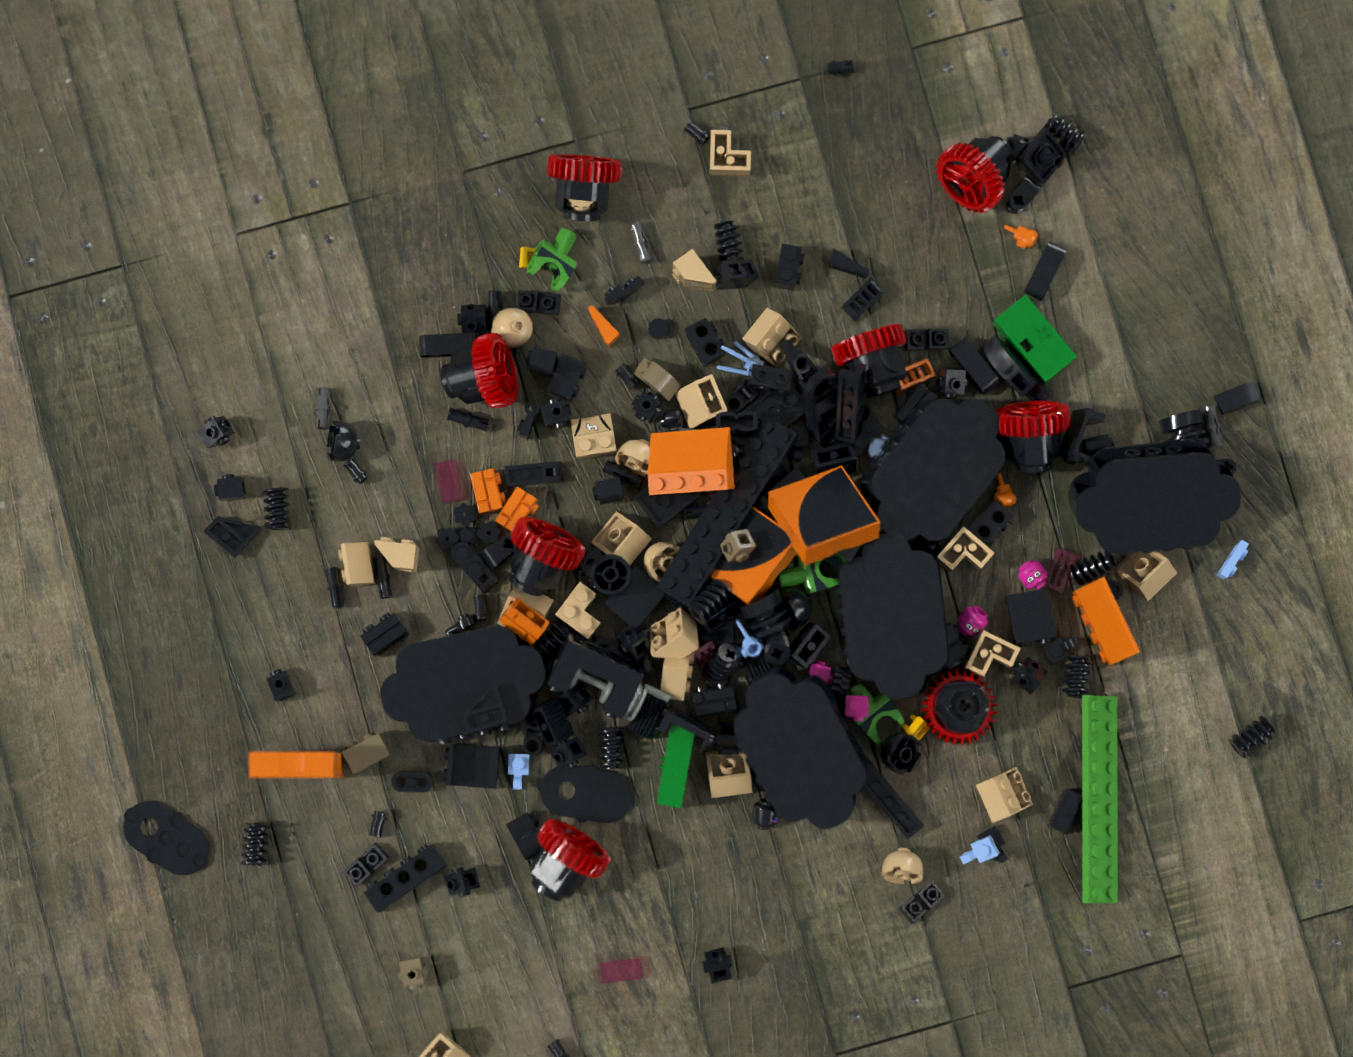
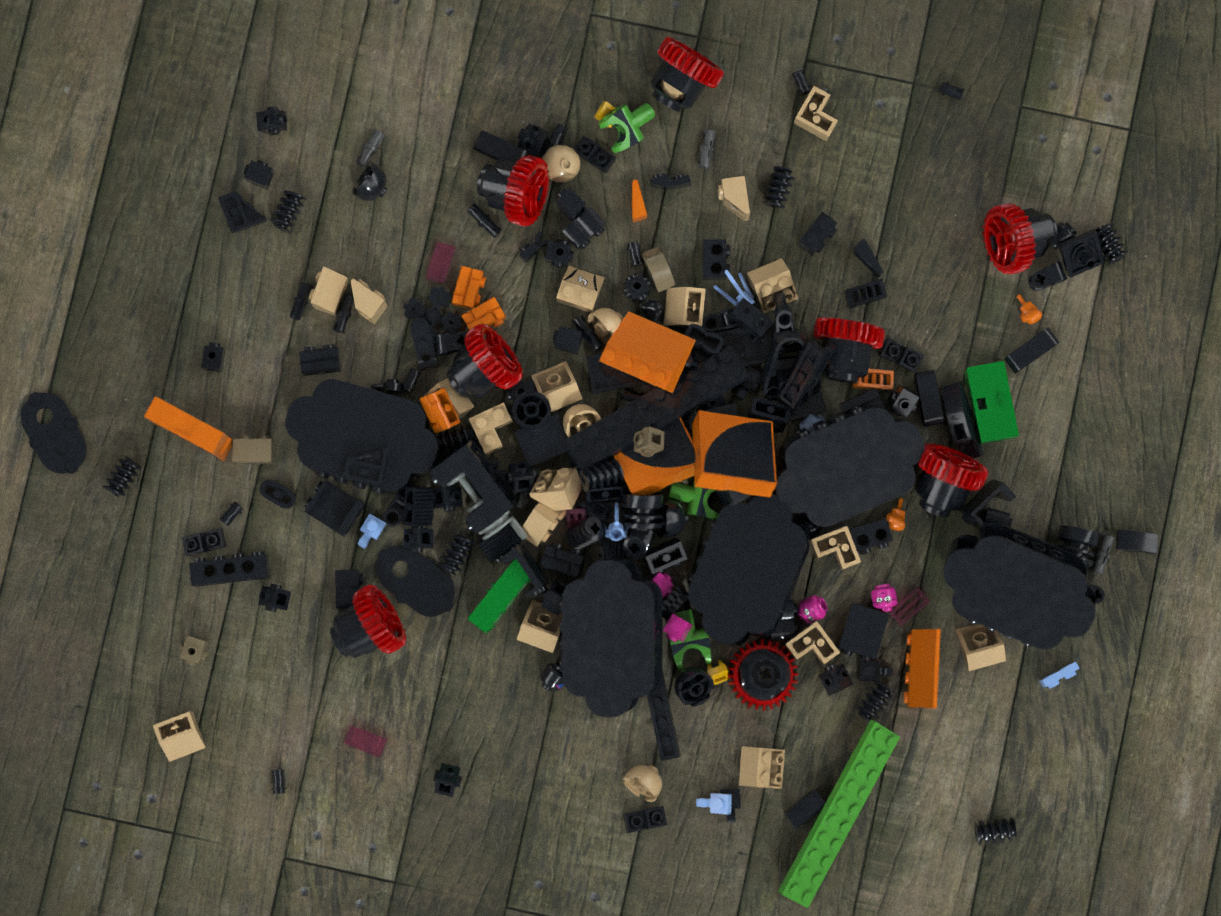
camera: 30 degrees right, 0 degrees up
(355, 470) = (369, 214): black pin -> none
(533, 474) = (513, 293): black plate -> none
(658, 329) = (682, 228): black tile -> none
(736, 274) = (770, 216): black hinge -> none
(1093, 569) = (937, 618): black piece -> none
(1116, 588) = (946, 646): black tile -> none

